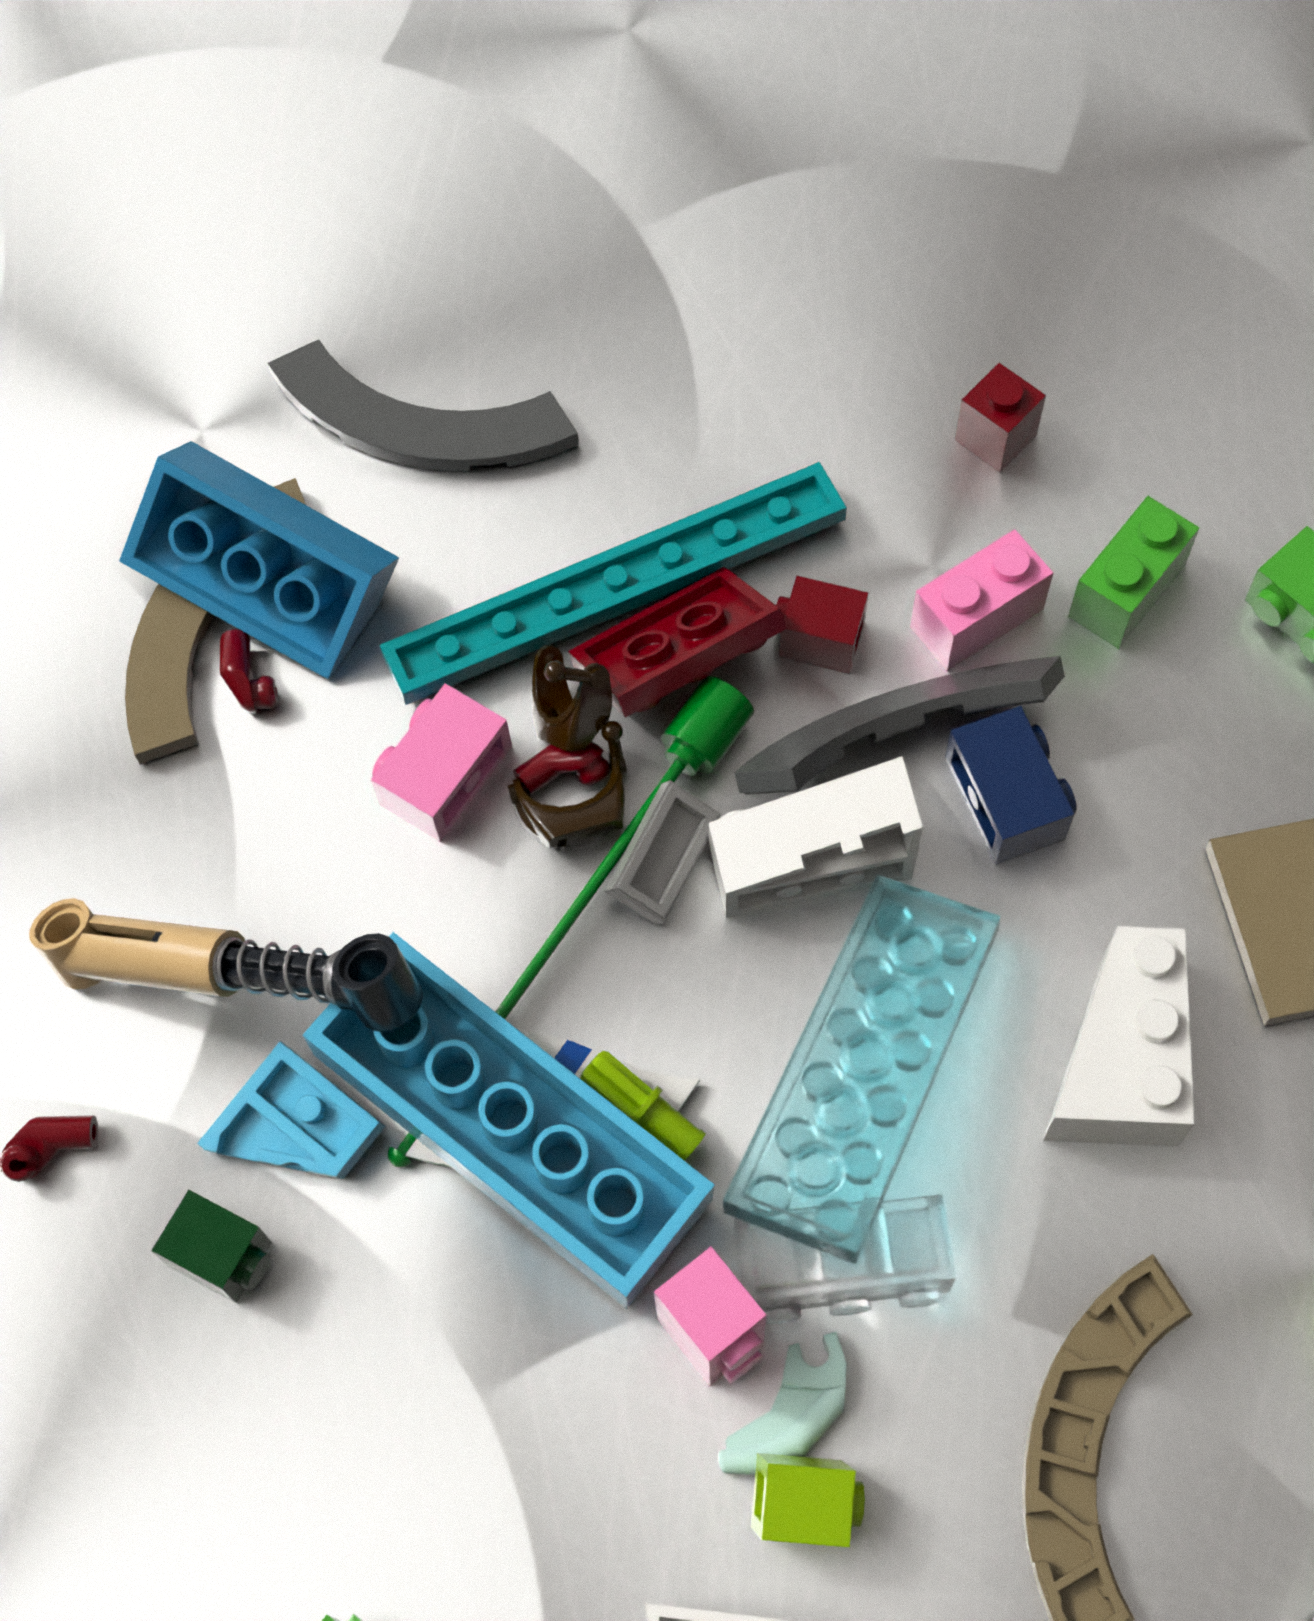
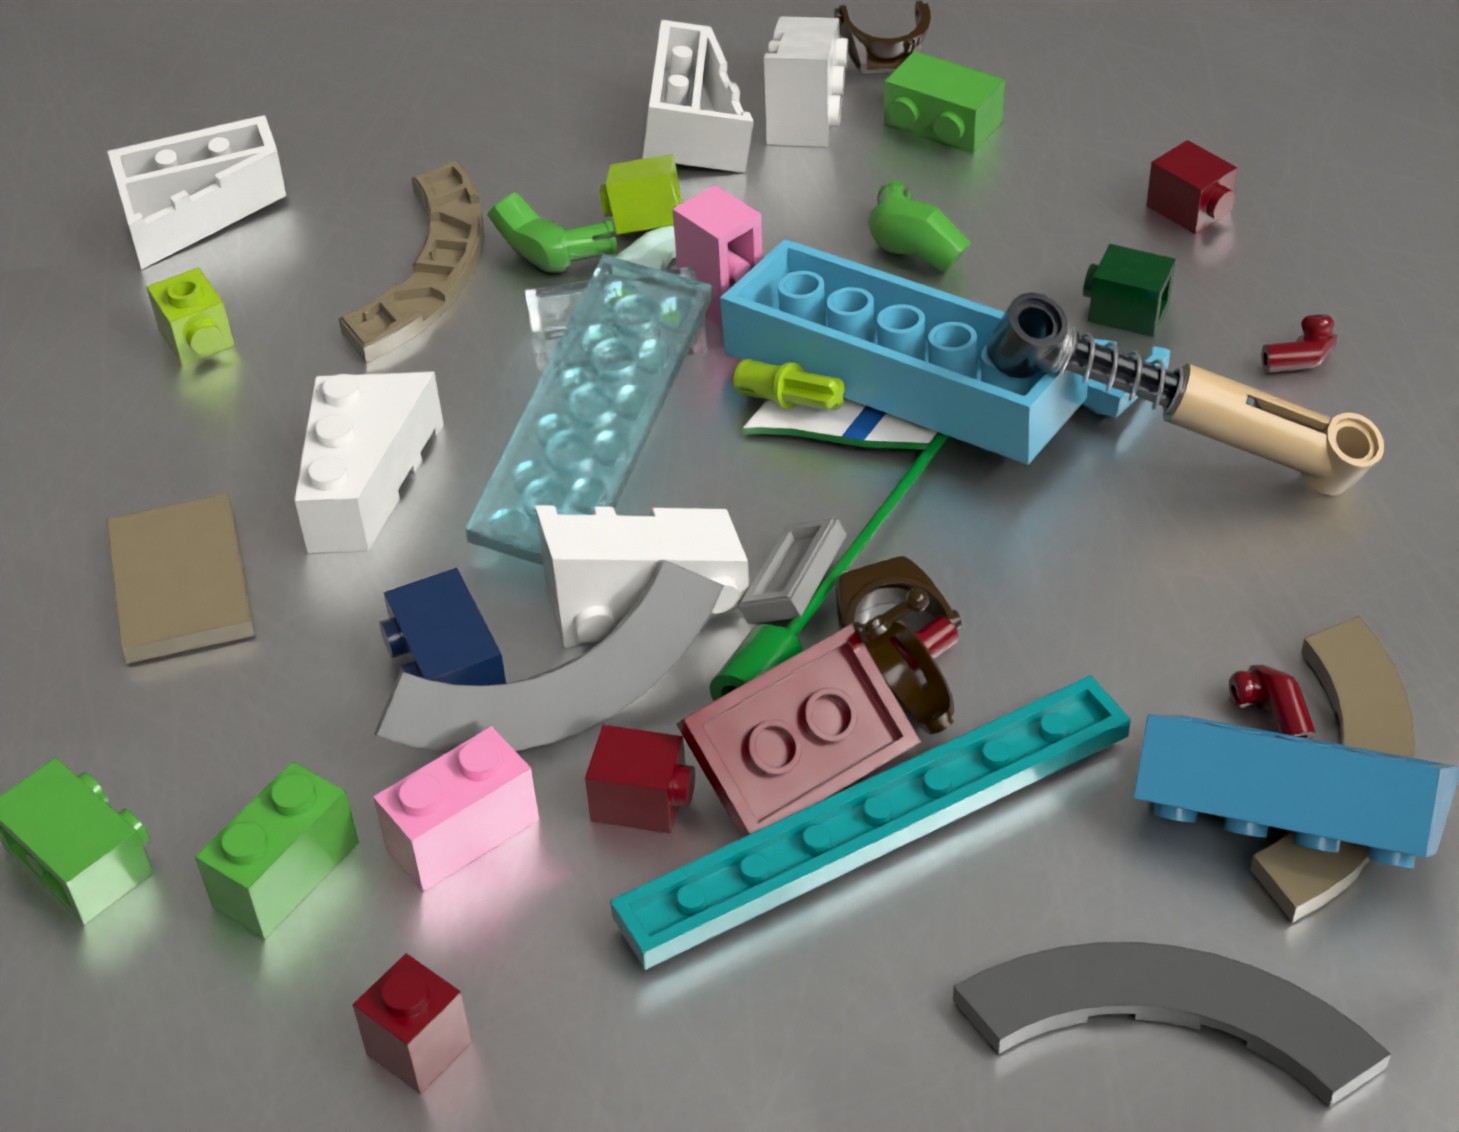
camera: 175 degrees right, 20 degrees down
(75, 1447) = (1191, 186): none -> dark red brick
(441, 761) = (1032, 626): bright pink brick -> none
(465, 1399) = (915, 228): none -> bright green arm
(943, 1433) = (543, 241): none -> bright green arm

